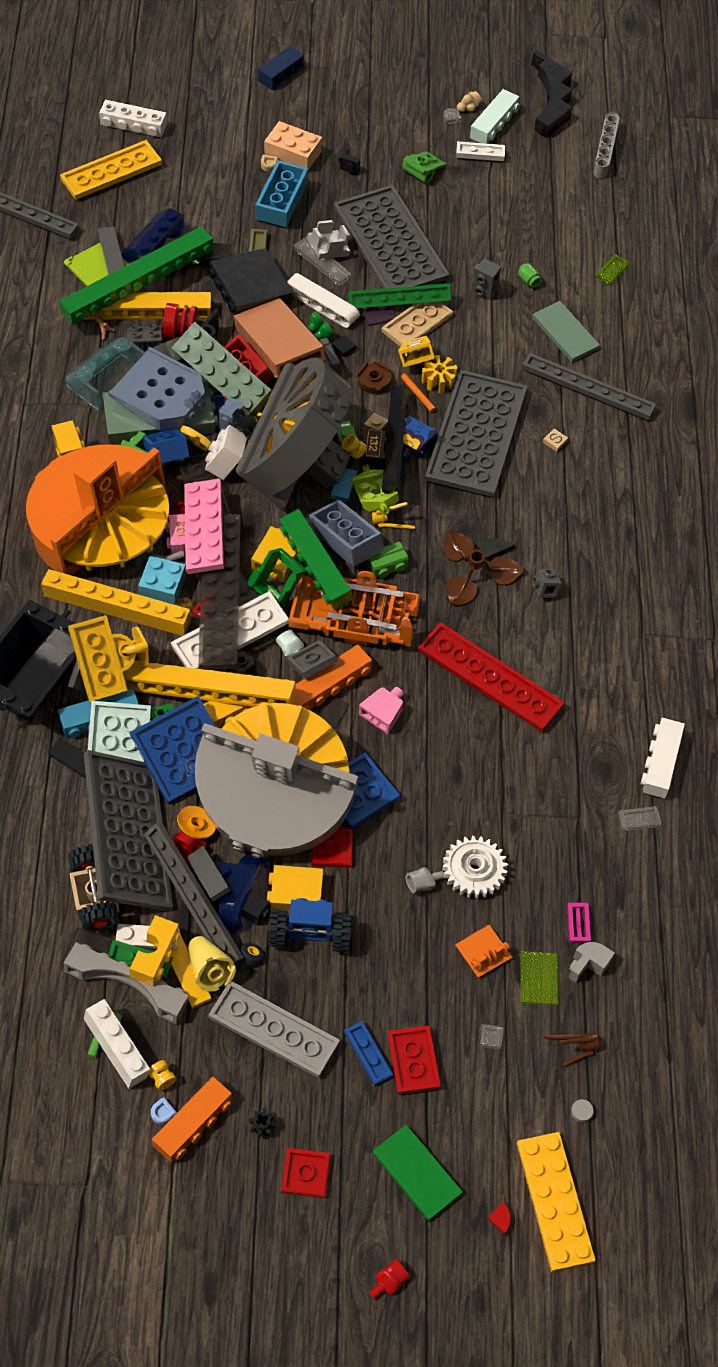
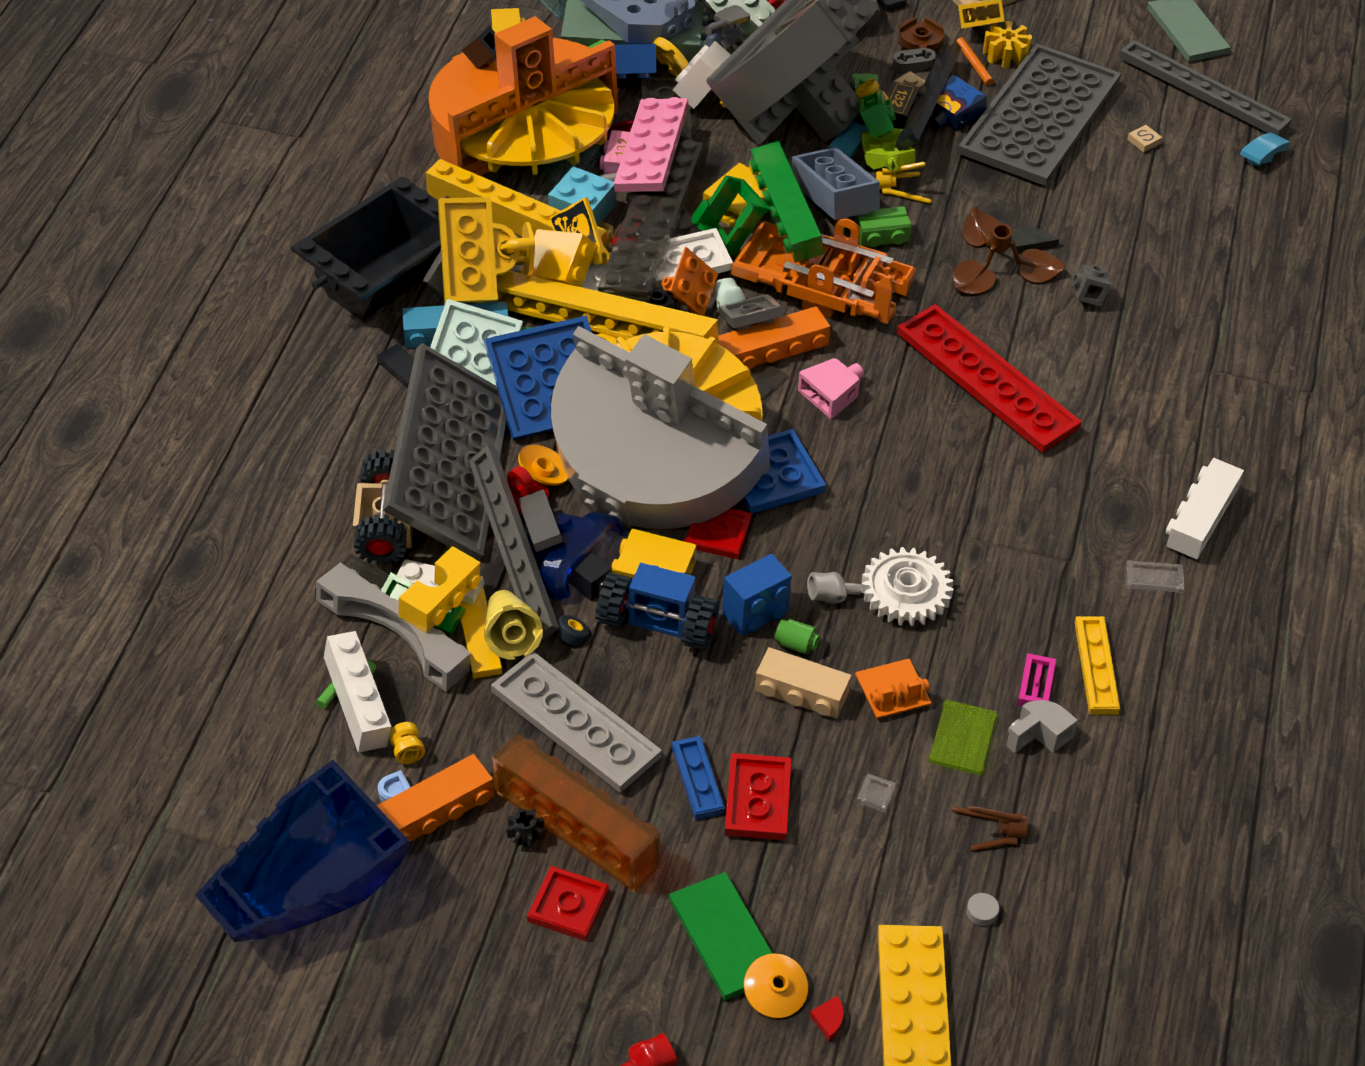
camera: 15 degrees right, 10 degrees down
(58, 469) = (481, 48): none -> brick
(123, 1193) = (306, 860): none -> clear blue windscreen
(165, 643) = (562, 256): none -> yellow brick
(171, 621) = (580, 219): none -> yellow flag
(232, 400) = (732, 14): none -> dark grey piece
(264, 644) = (692, 282): none -> orange hinge
(295, 1105) = (577, 812): none -> clear orange brick
(362, 464) = (877, 114): none -> green brick
(373, 401) = (913, 60): none -> dark grey beam
(375, 901) = (756, 594): none -> blue brick
(409, 925) = (797, 636): none -> bright green brick
(422, 963) = (802, 683): none -> tan brick
(450, 1203) = (767, 998): none -> light orange dish
(616, 900) = (1097, 666): none -> yellow tile
(641, 433) = (1263, 148): none -> dark azure slope

